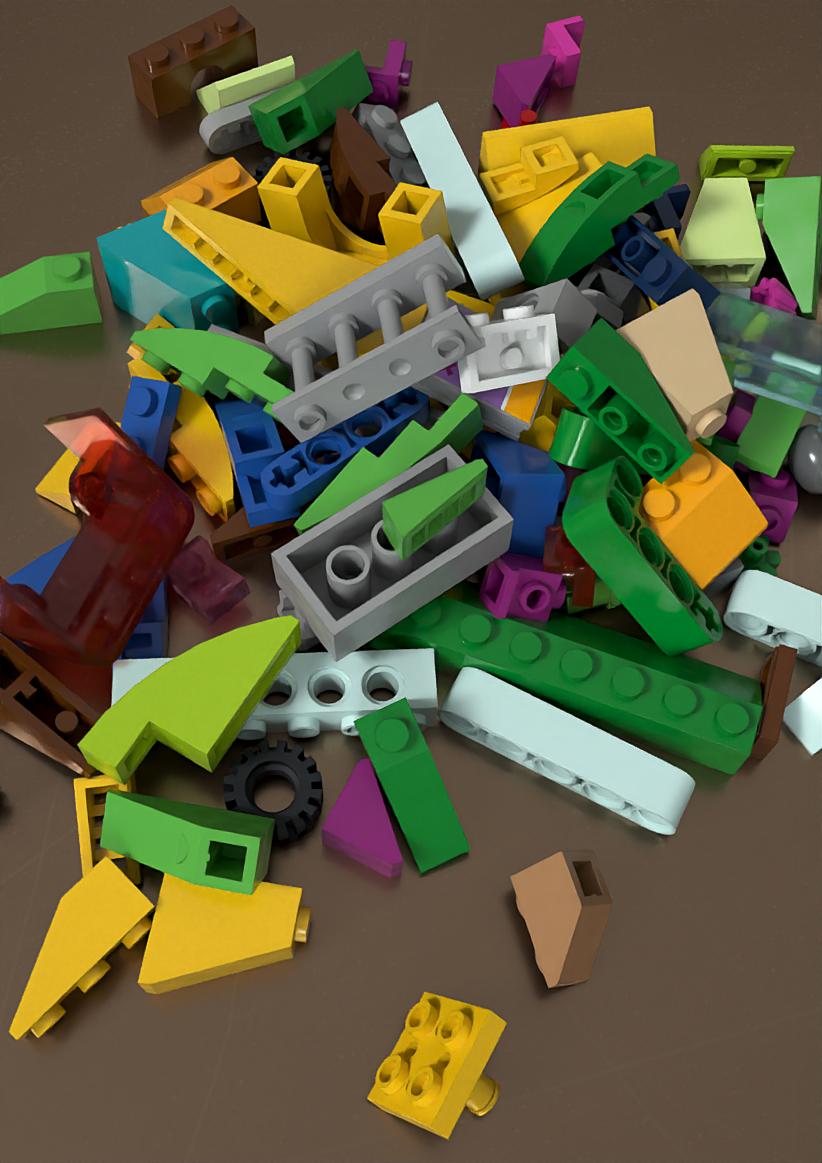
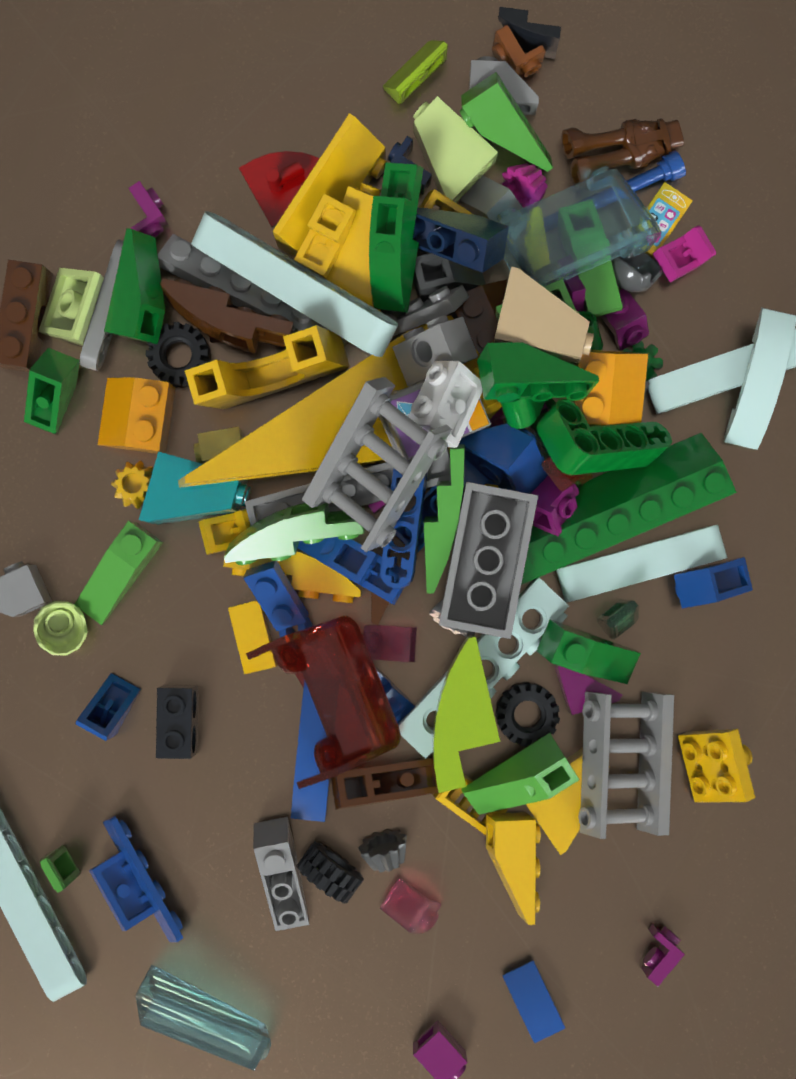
camera: 40 degrees left, 25 degrees up
(152, 124) = (50, 389): none -> green slope
(340, 1006) = (654, 763): none -> light grey fence
(426, 509) = (499, 539): bright green slope -> none
(483, 775) = (619, 618): none -> clear green slope
(523, 86) = (237, 145): magenta slope -> none
(564, 41) = (231, 88): dark pink bracket -> none
(565, 913) = (711, 646): medium nougat slope -> none
(633, 844) = (713, 583): none -> blue slope
(775, 686) = (713, 431): reddish brown tile -> none

